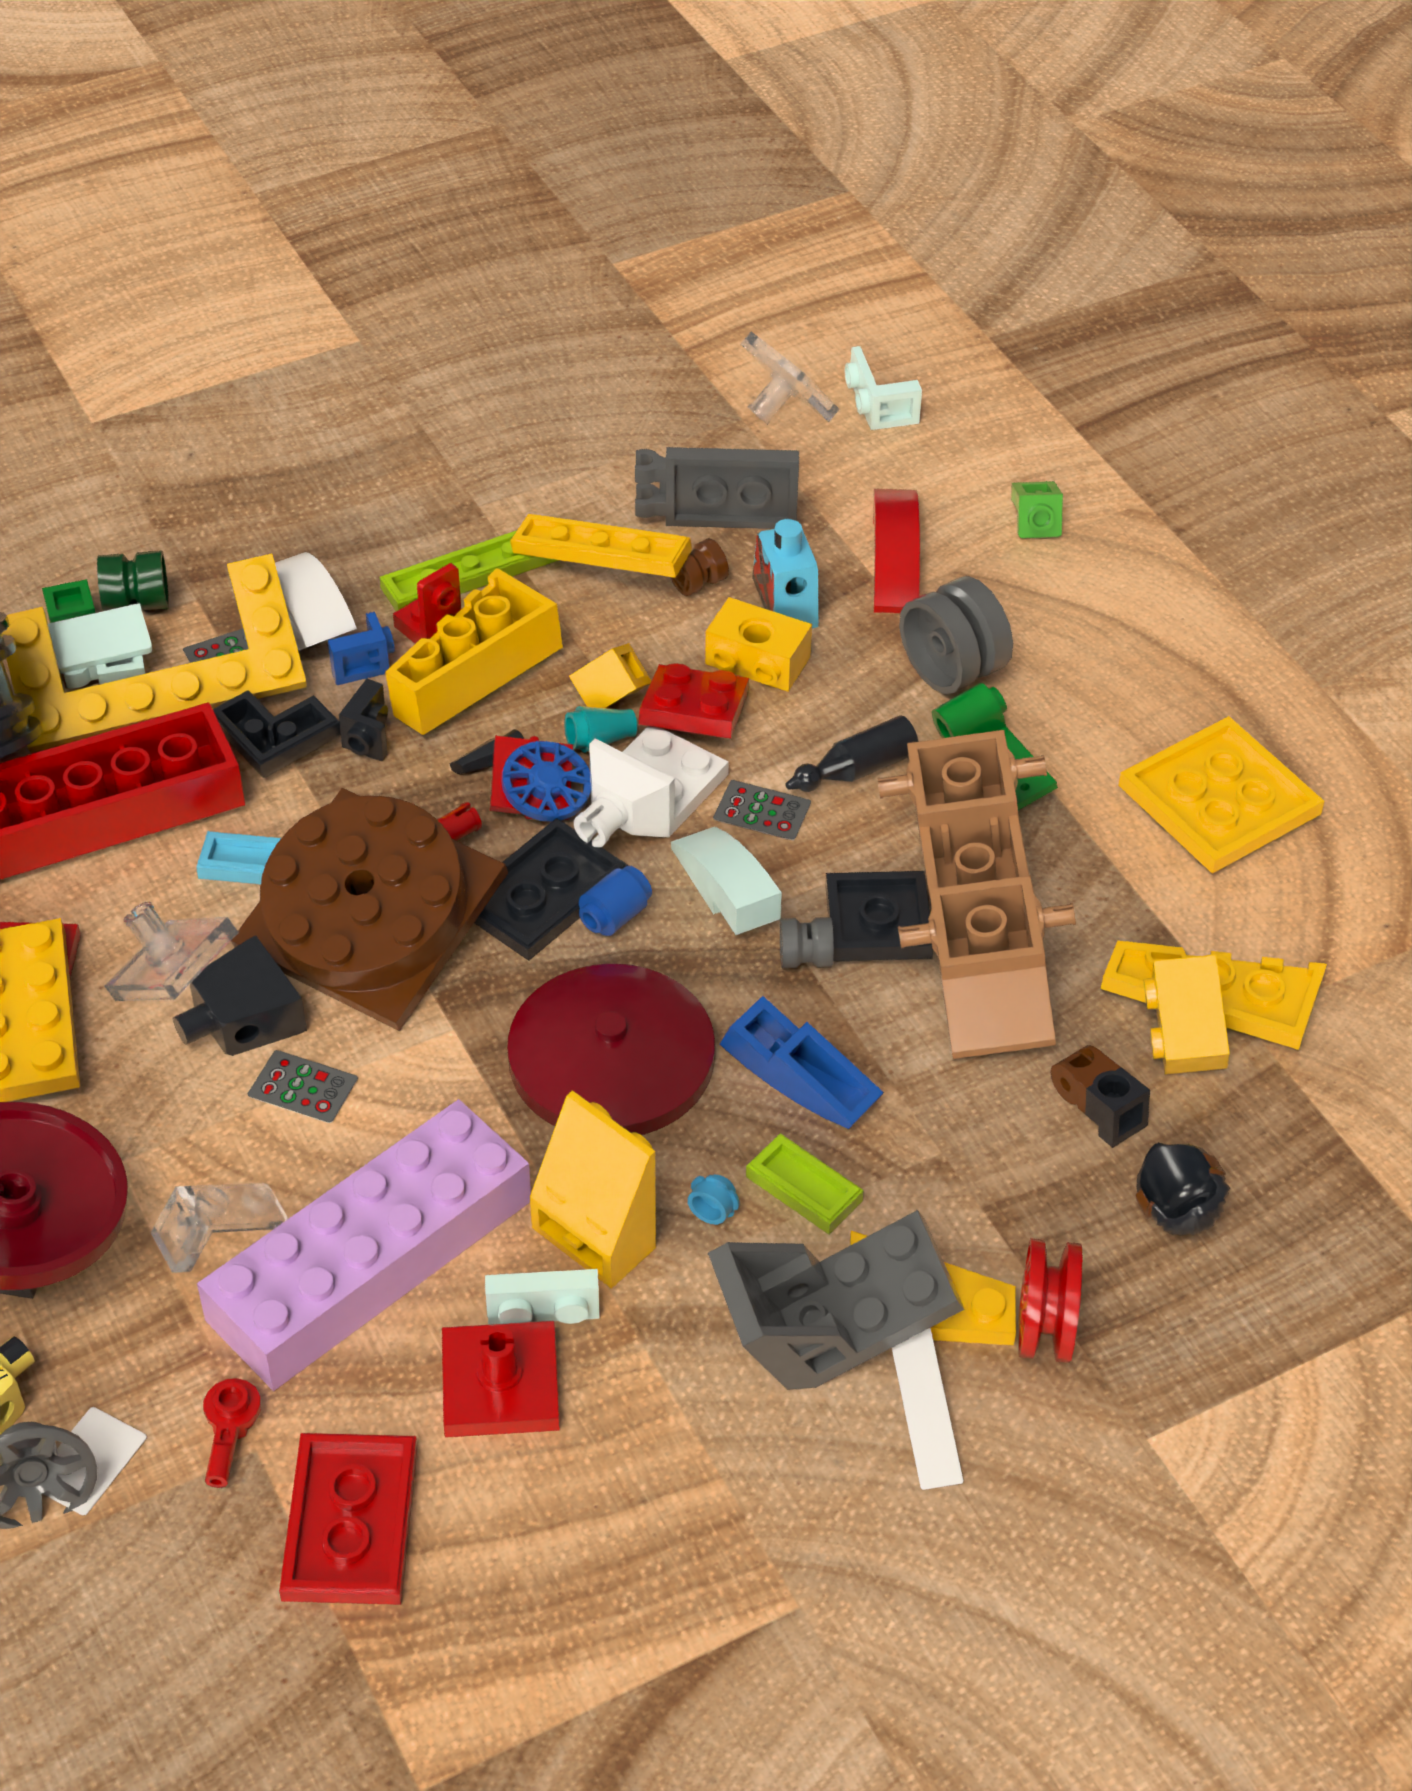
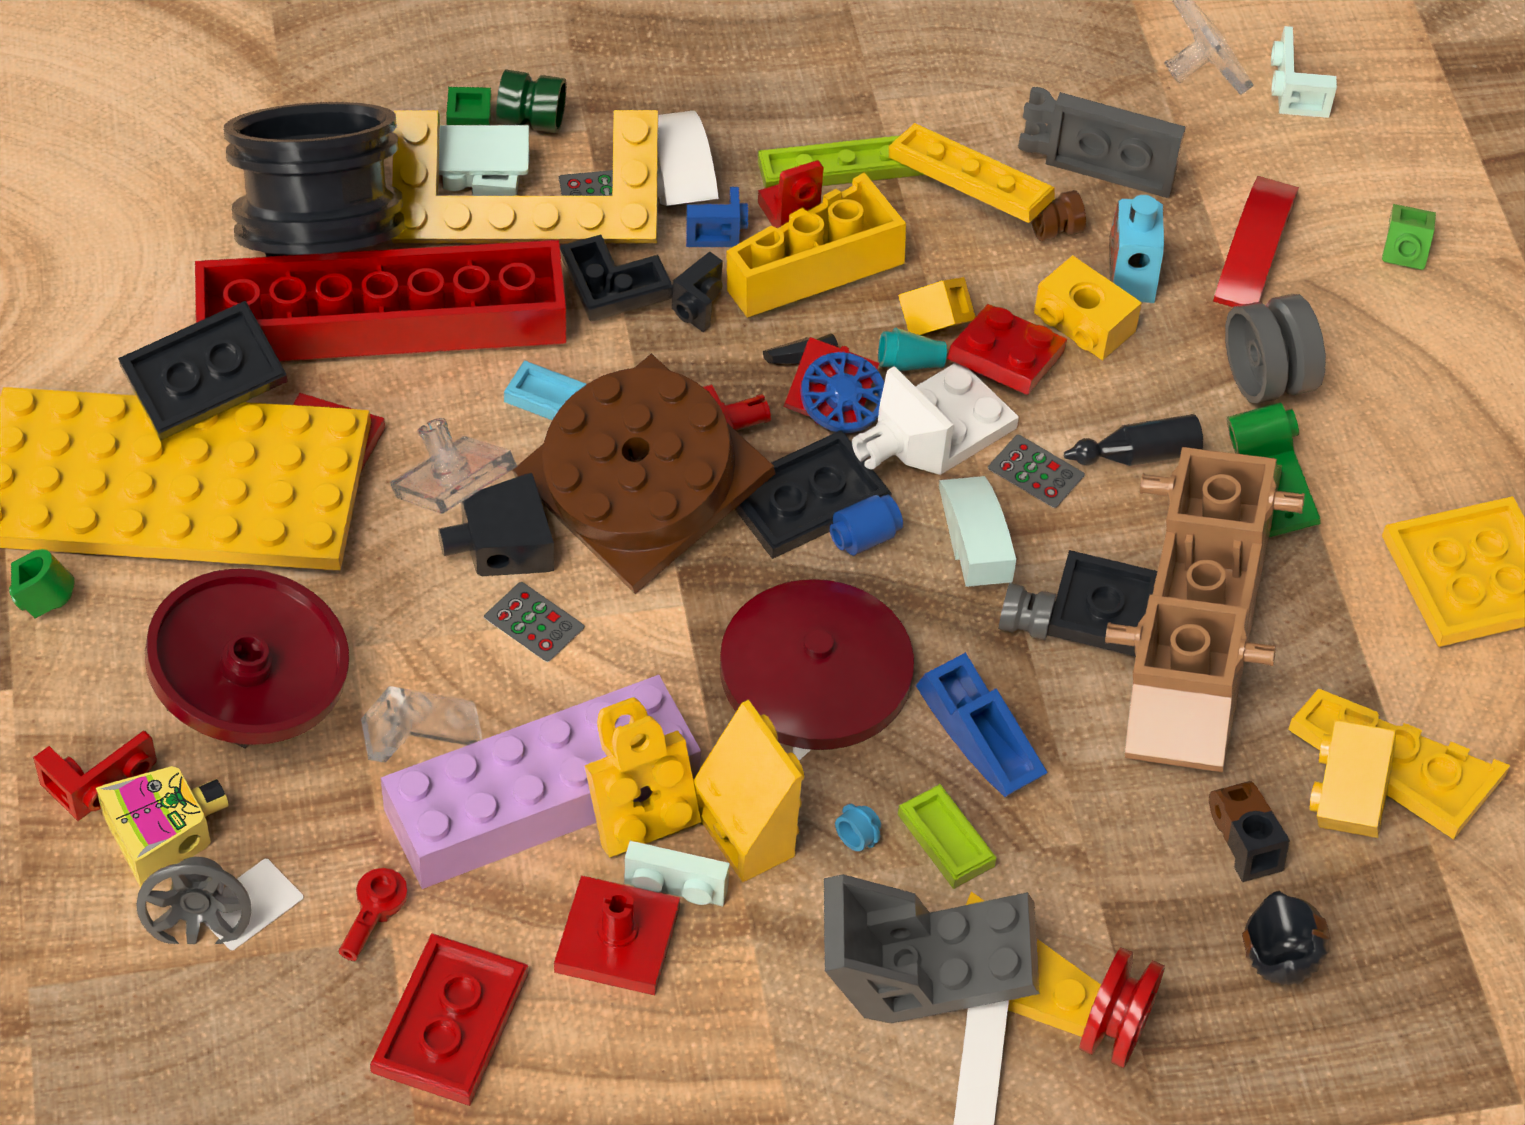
camera: 15 degrees right, 5 degrees up
(468, 1185) = (639, 758): none -> yellow plate

